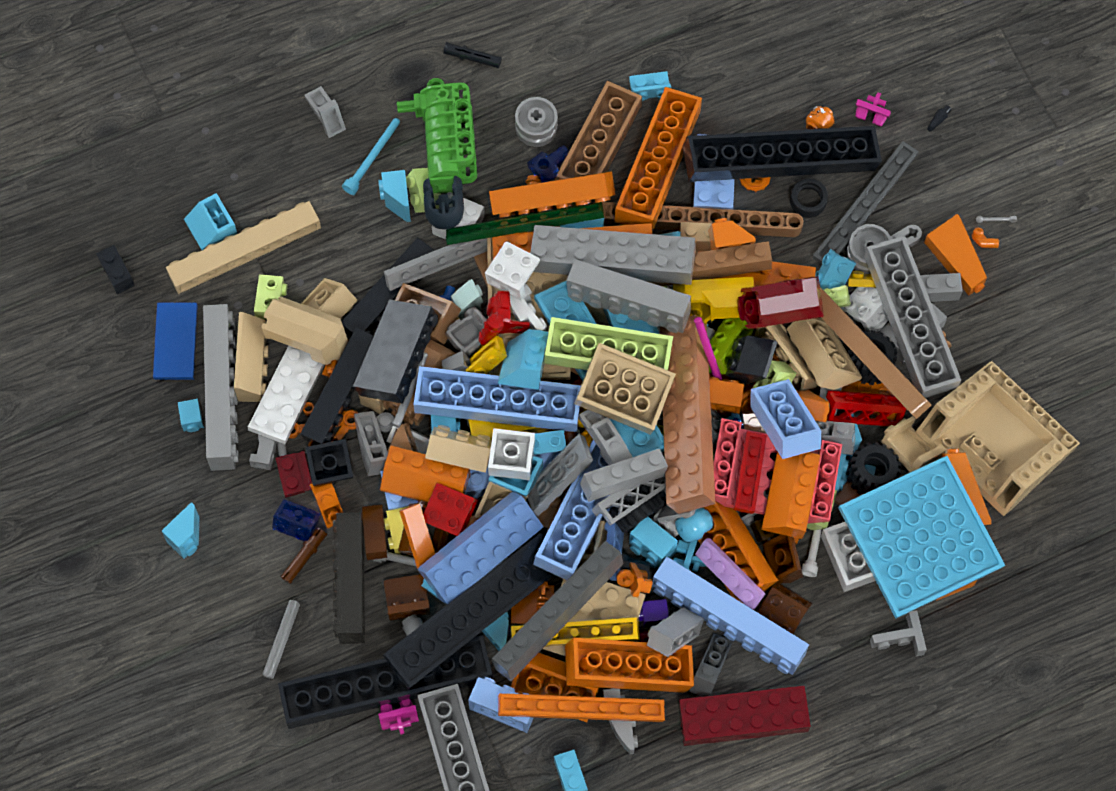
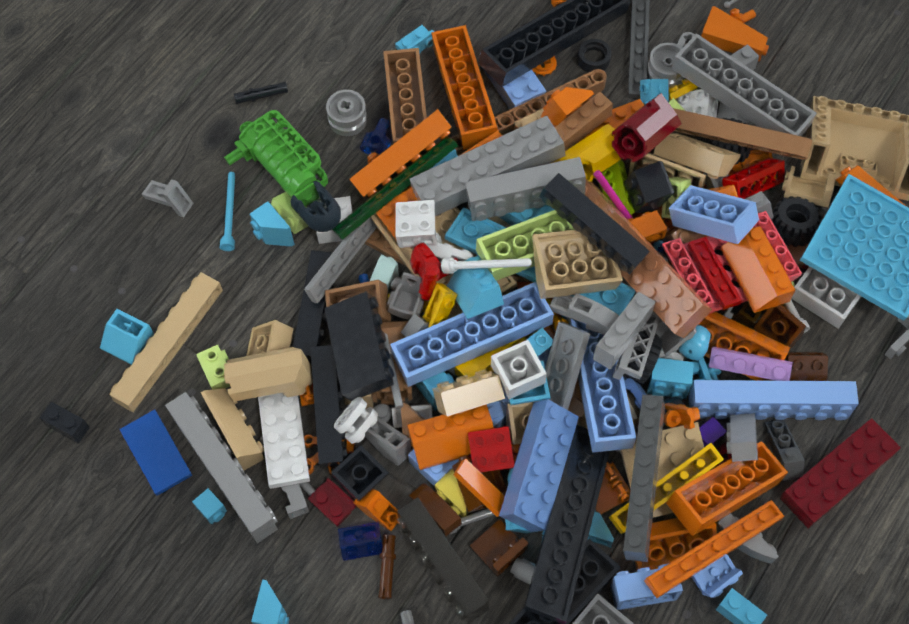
camera: 30 degrees left, 5 degrees down
(348, 425) = (356, 420): none -> white brick
(516, 327) = (450, 265): none -> white piece
(572, 733) = (716, 577): none -> light blue bracket
(659, 365) = (594, 223): none -> black brick

